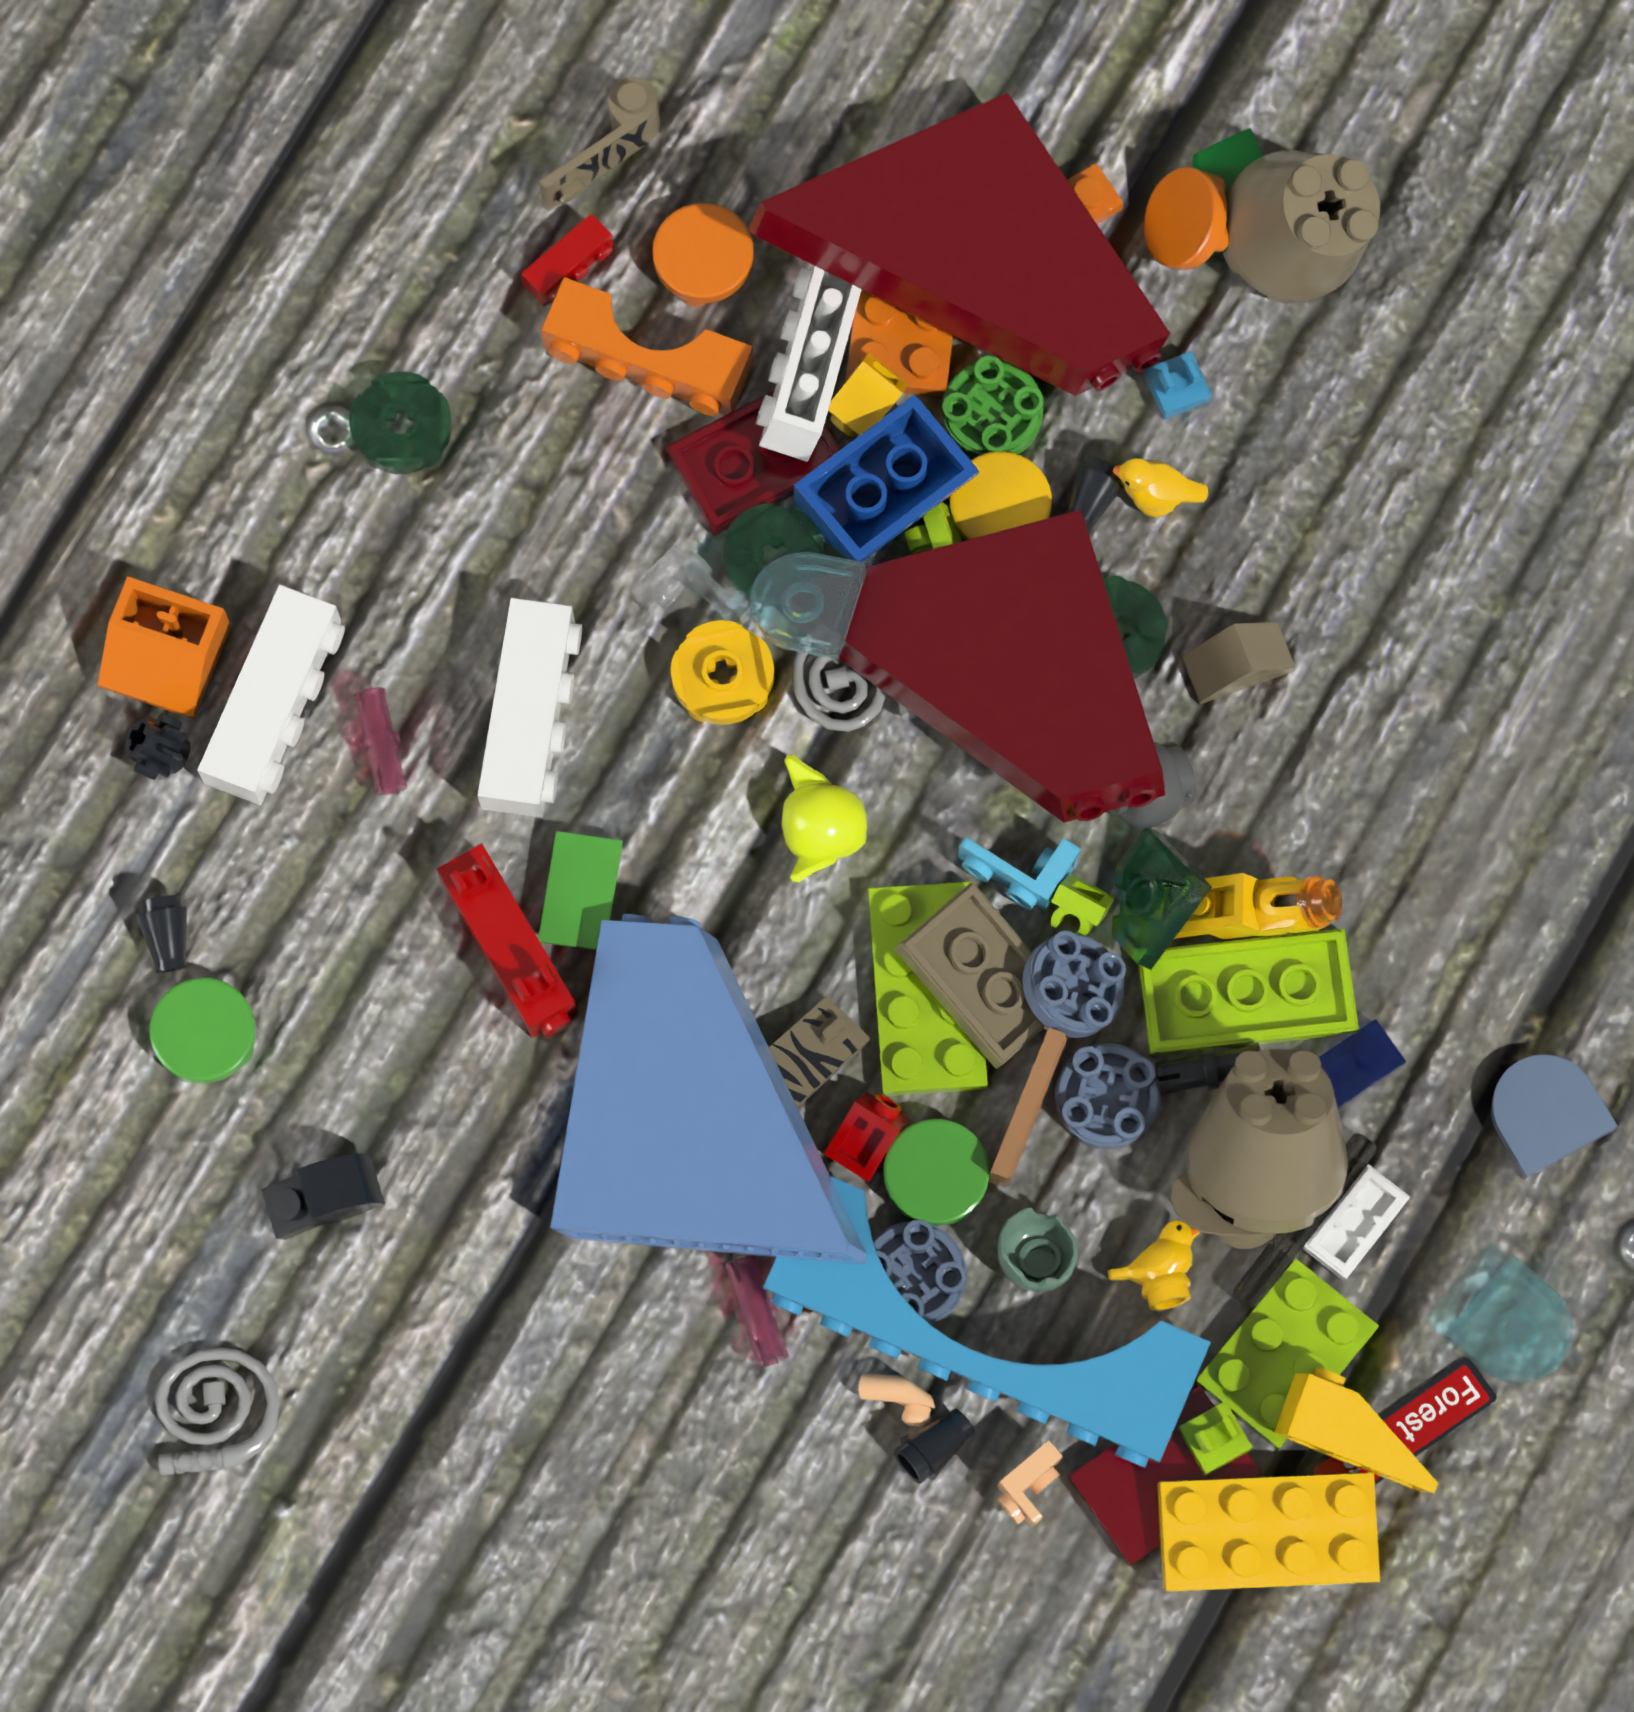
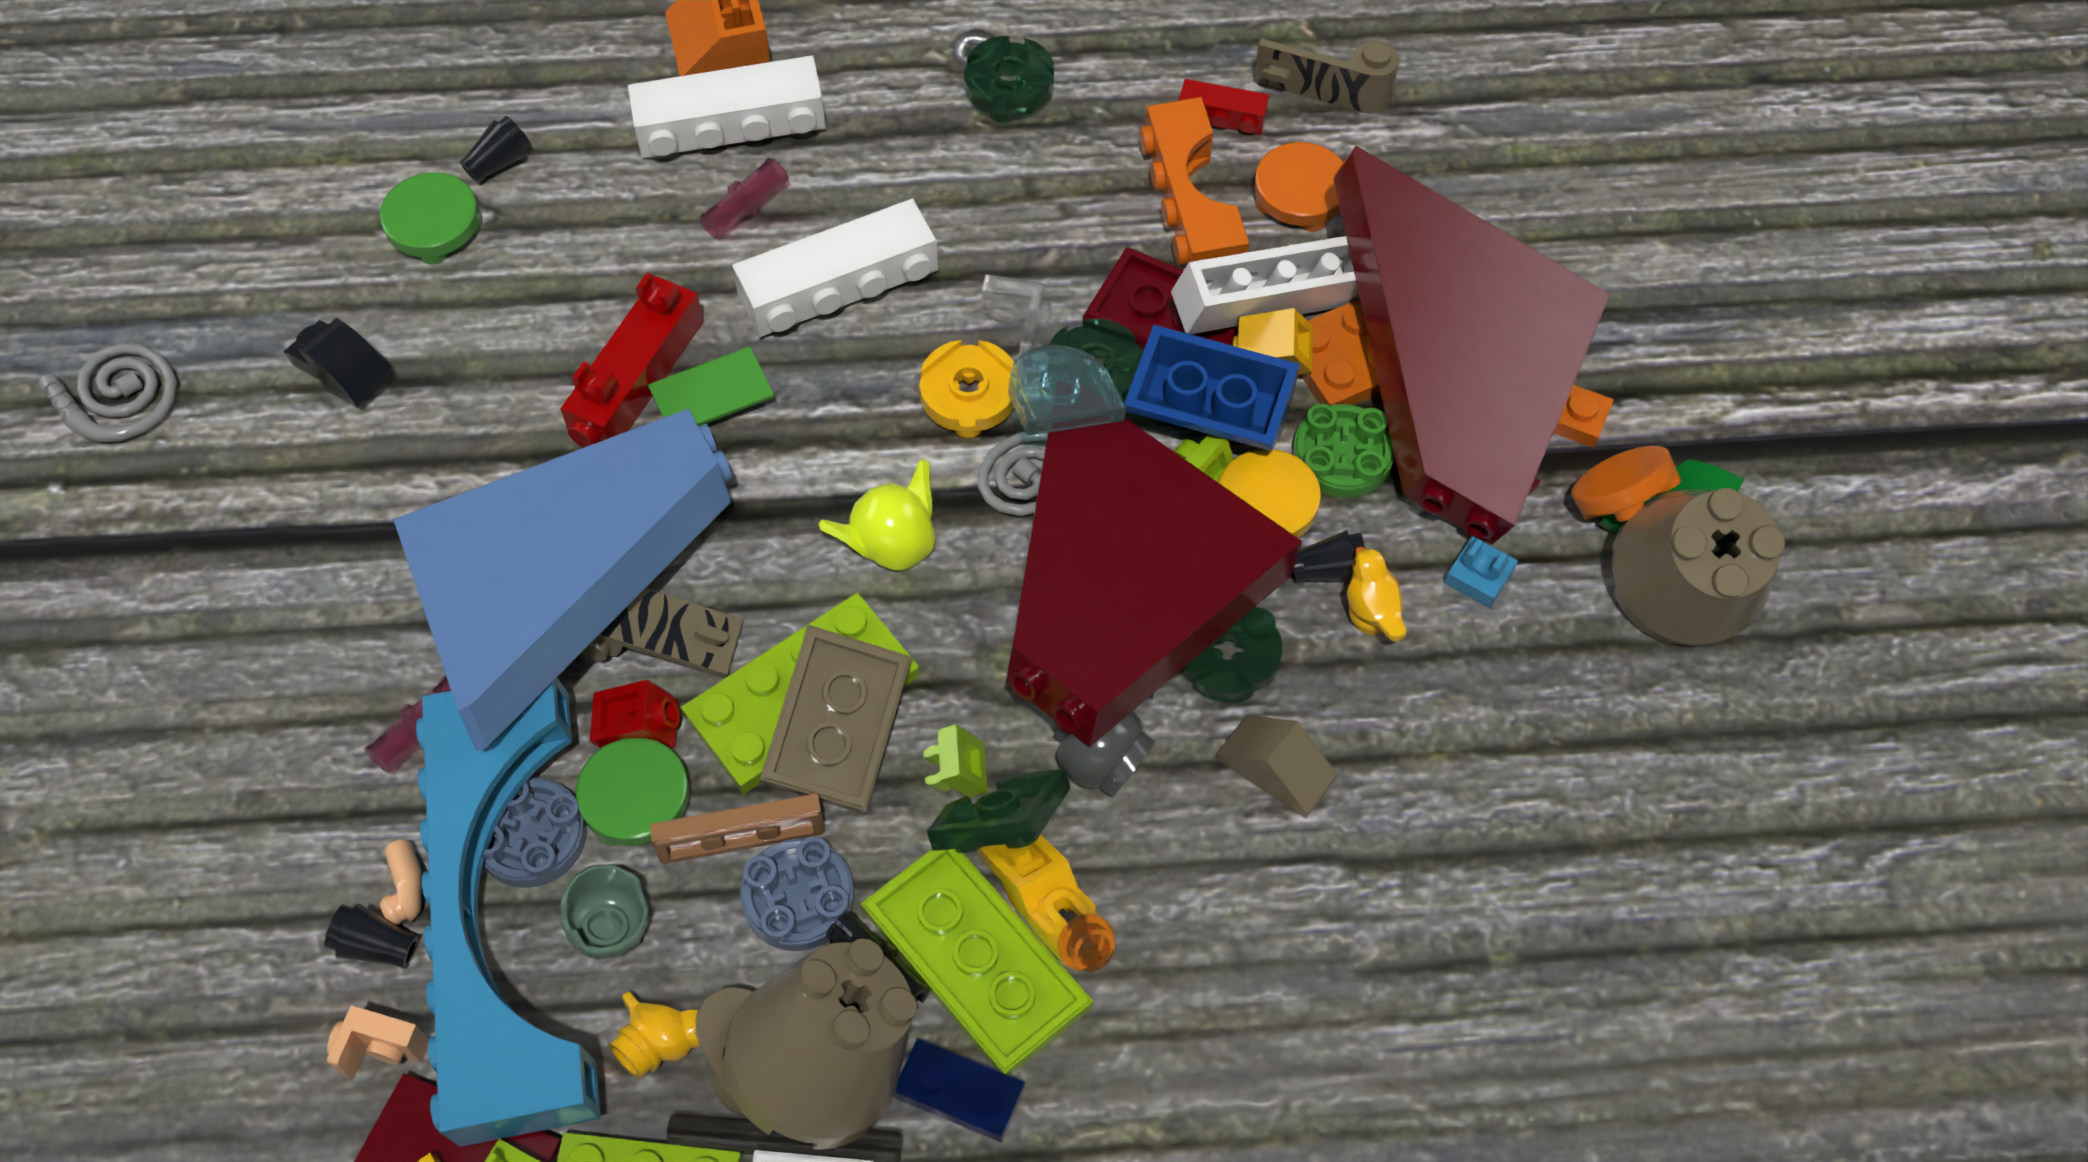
camera: 55 degrees right, 15 degrees down
(157, 746) = (638, 63): black gear -> none
(1050, 871) = (973, 715): medium azure bracket -> none
(1074, 984) = (877, 798): sand blue tile -> none

